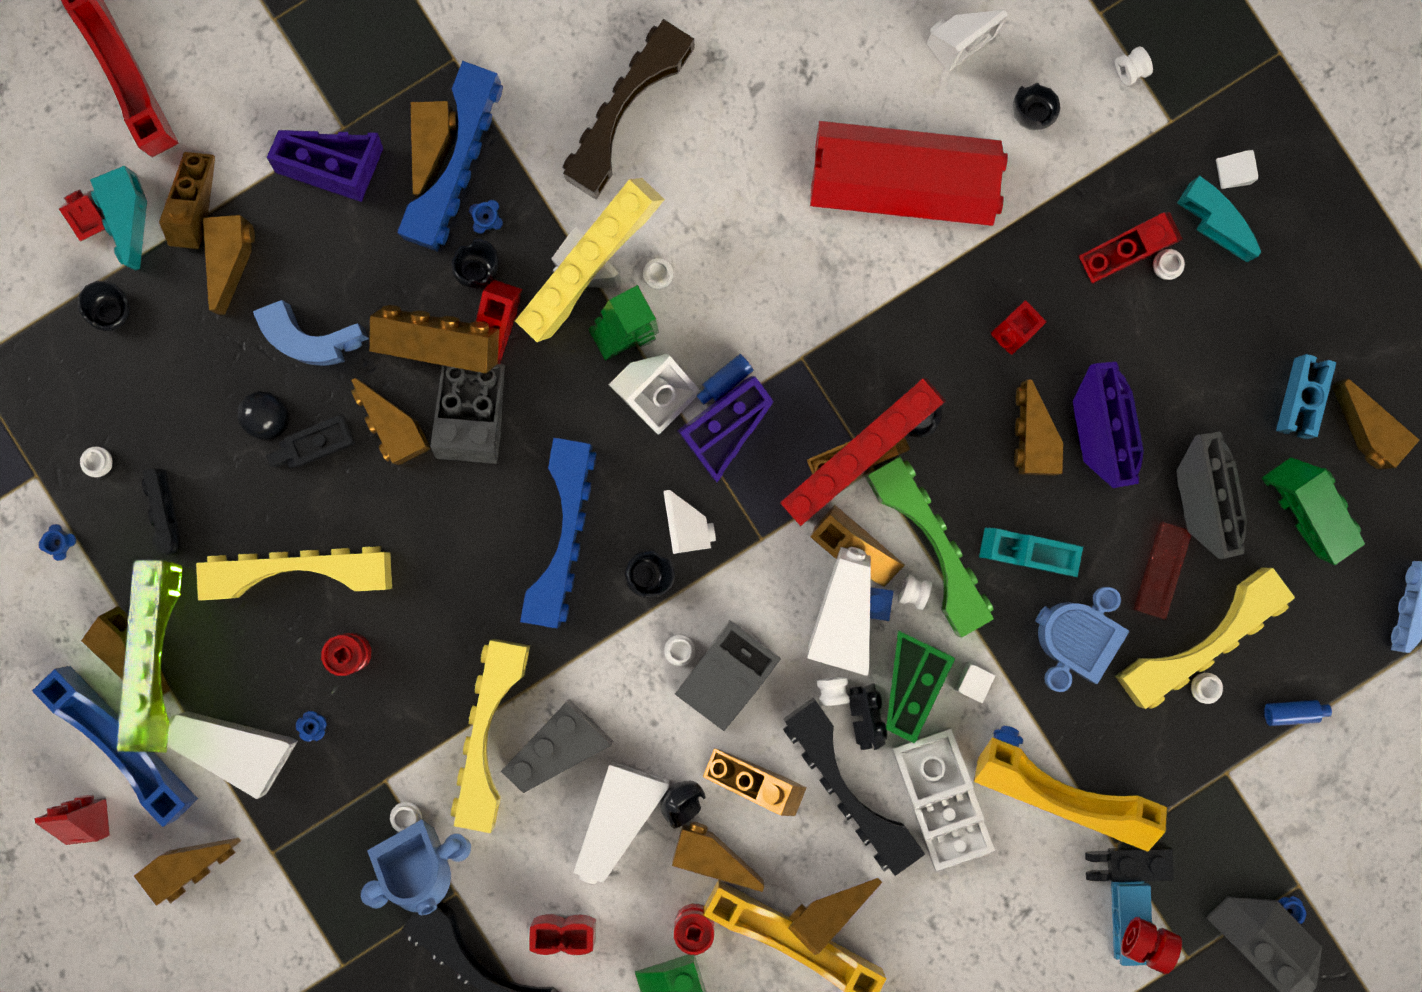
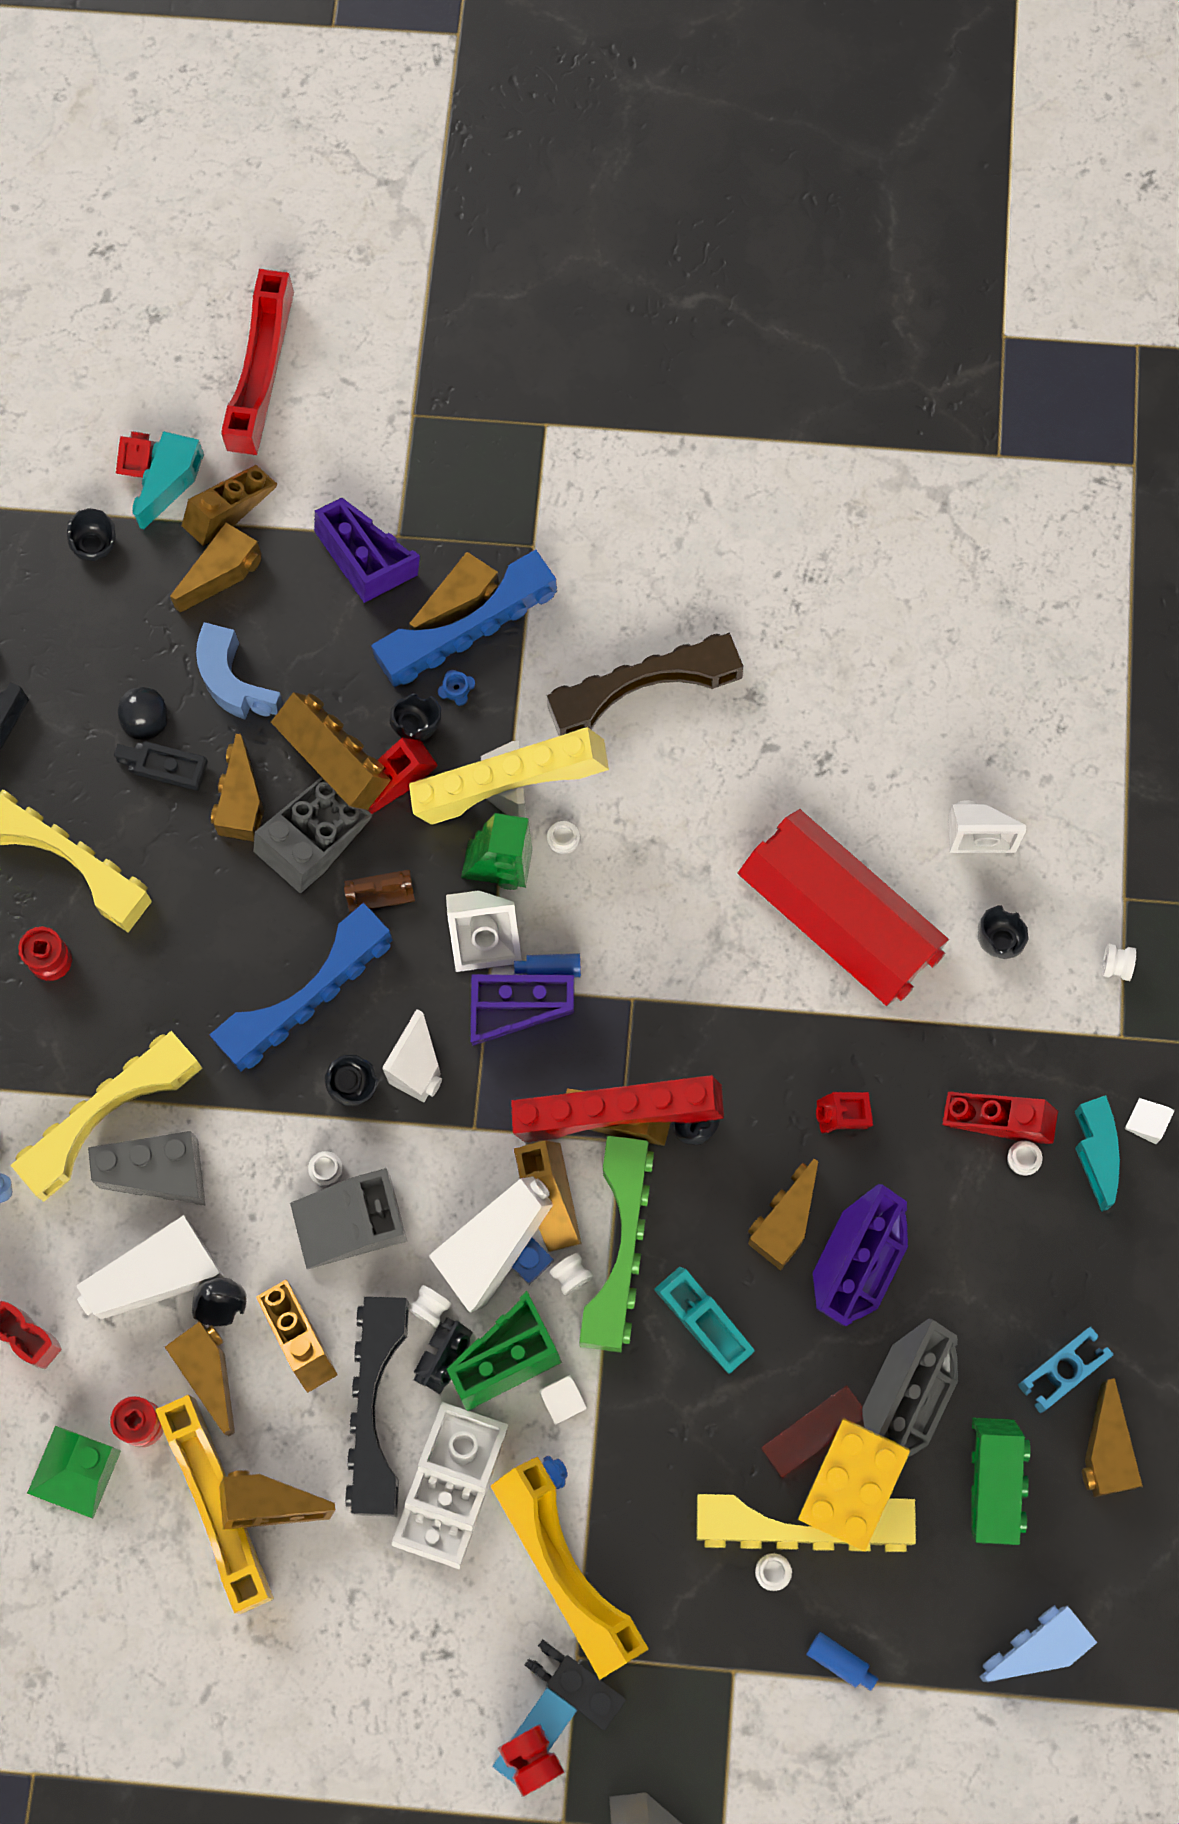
camera: 45 degrees right, 15 degrees down
(554, 417) = (379, 890): none -> reddish brown hinge
(1080, 638) = (688, 1430): medium blue piece -> none
(1230, 591) = (854, 1484): none -> yellow plate

